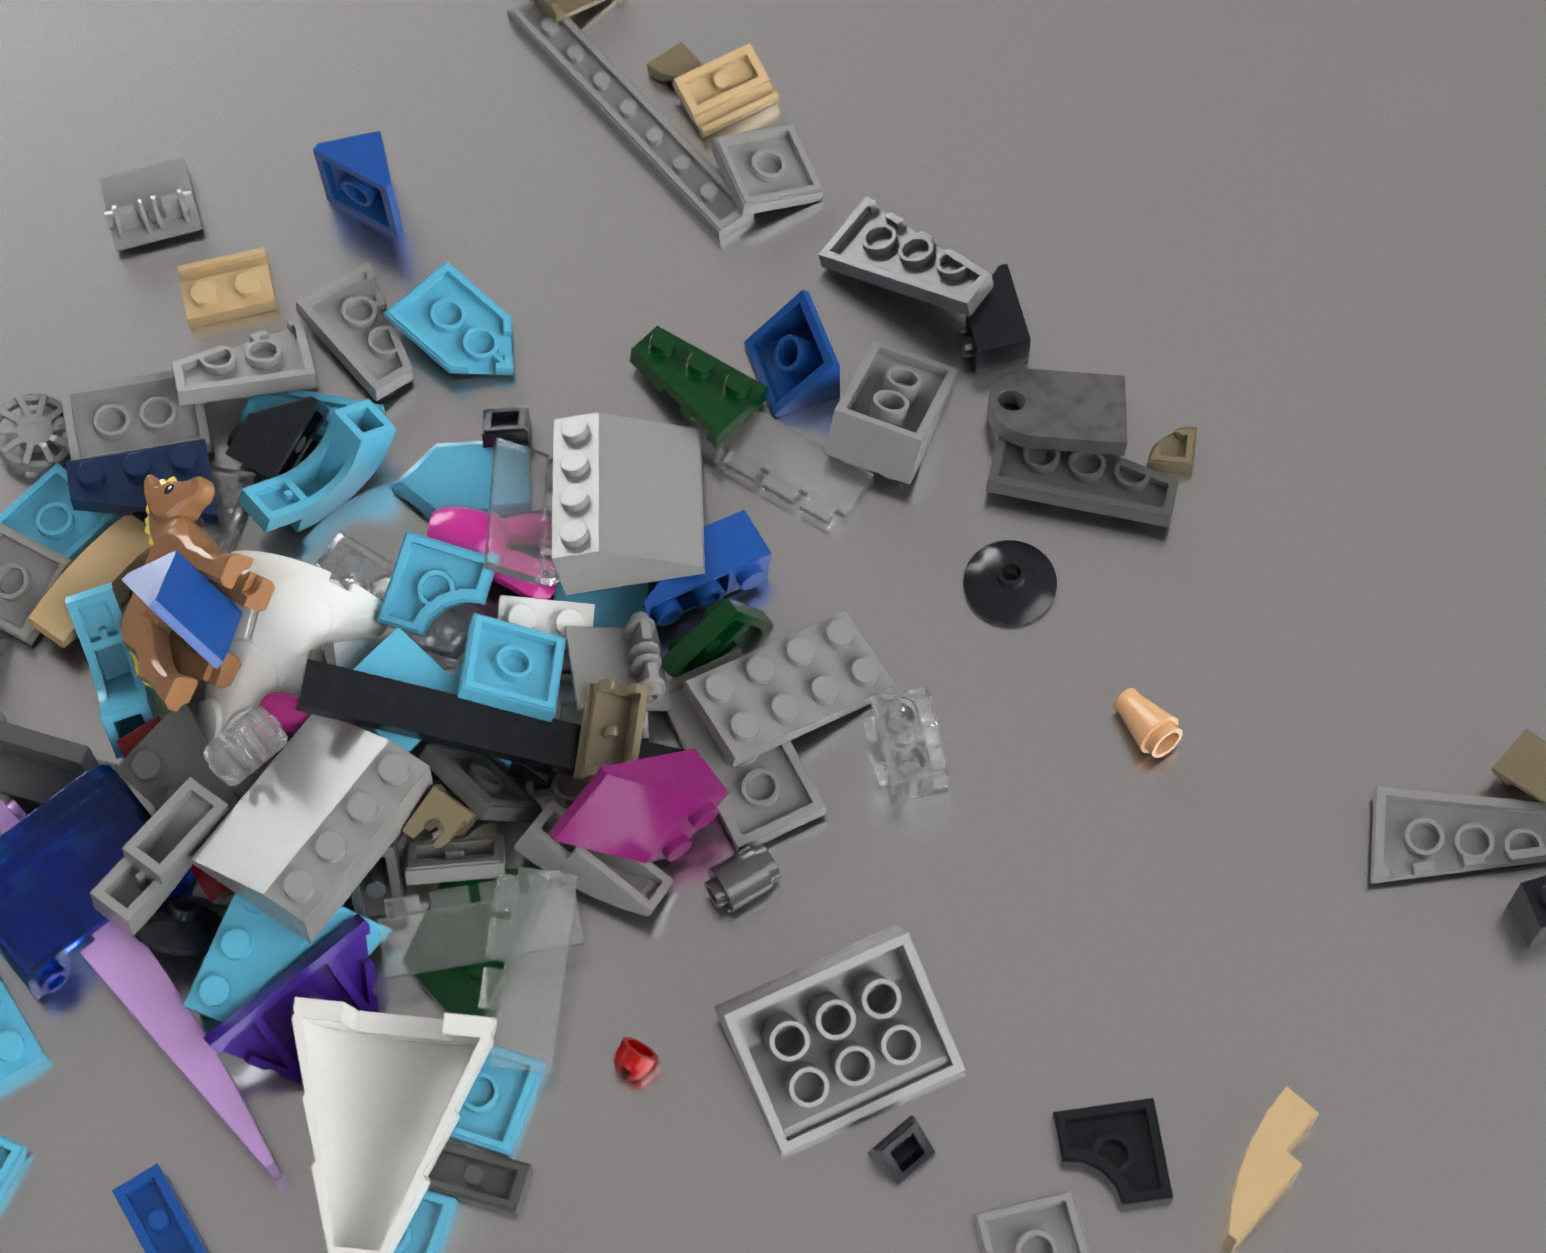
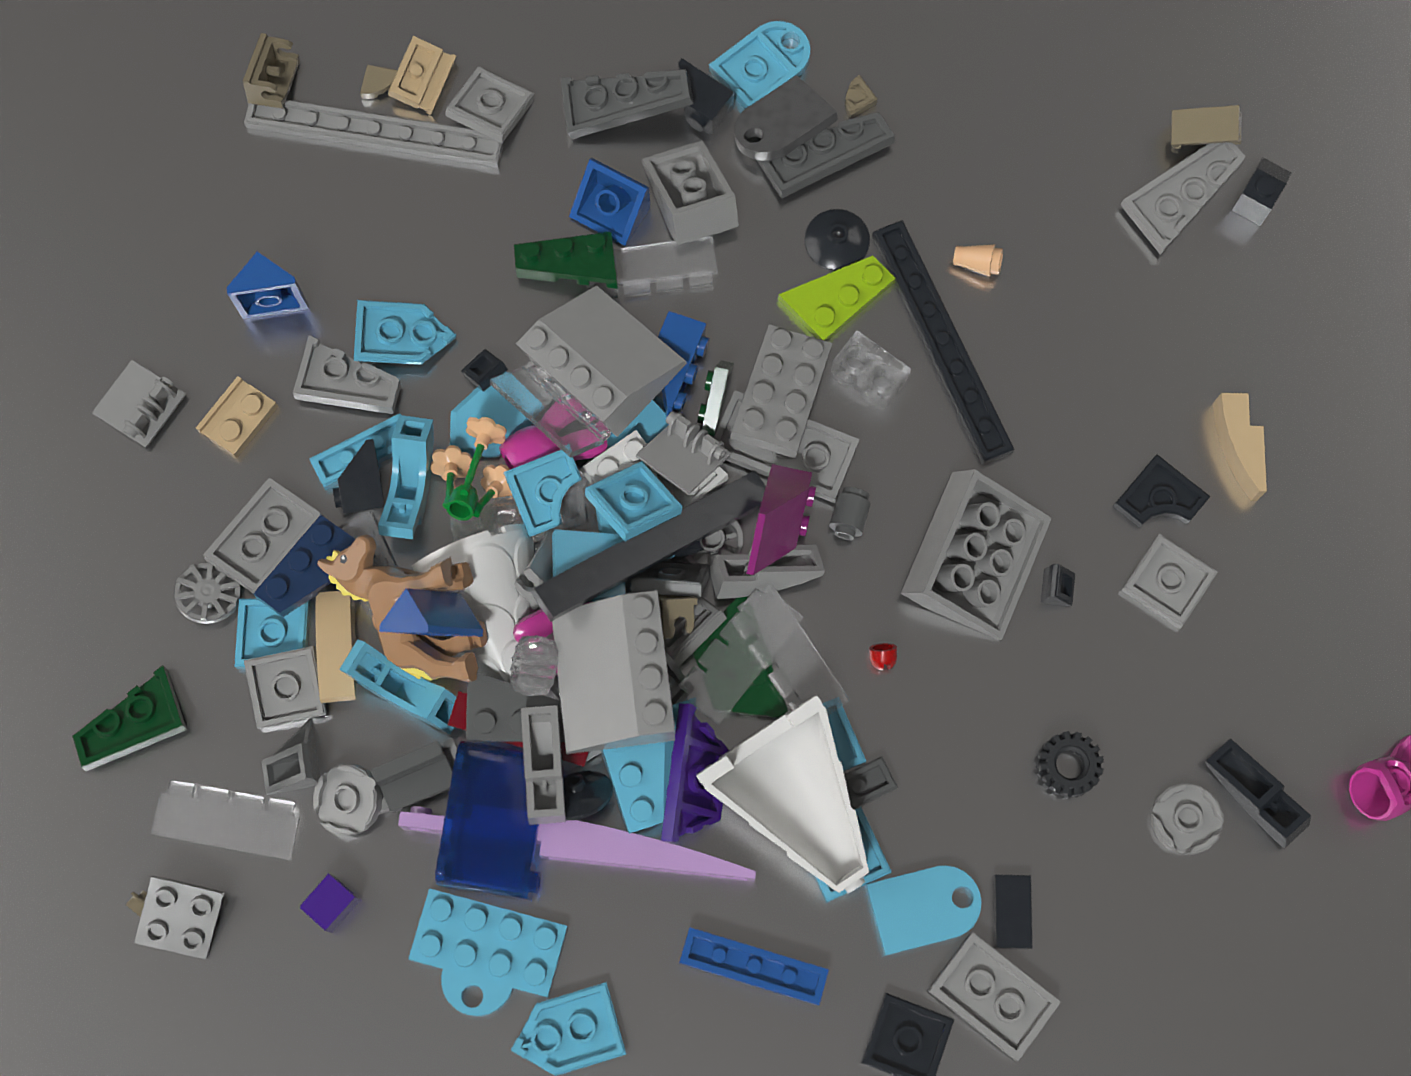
camera: 45 degrees left, 10 degrees up
(256, 368) = (306, 451): light grey wing -> none
(382, 496) = (453, 464): none -> light nougat plant
(610, 726) = (721, 491): dark tan hinge -> none
(951, 643) = (838, 297): none -> lime wing
(1021, 784) = (943, 343): none -> black tile
(1103, 336) = (762, 62): none -> medium azure tile

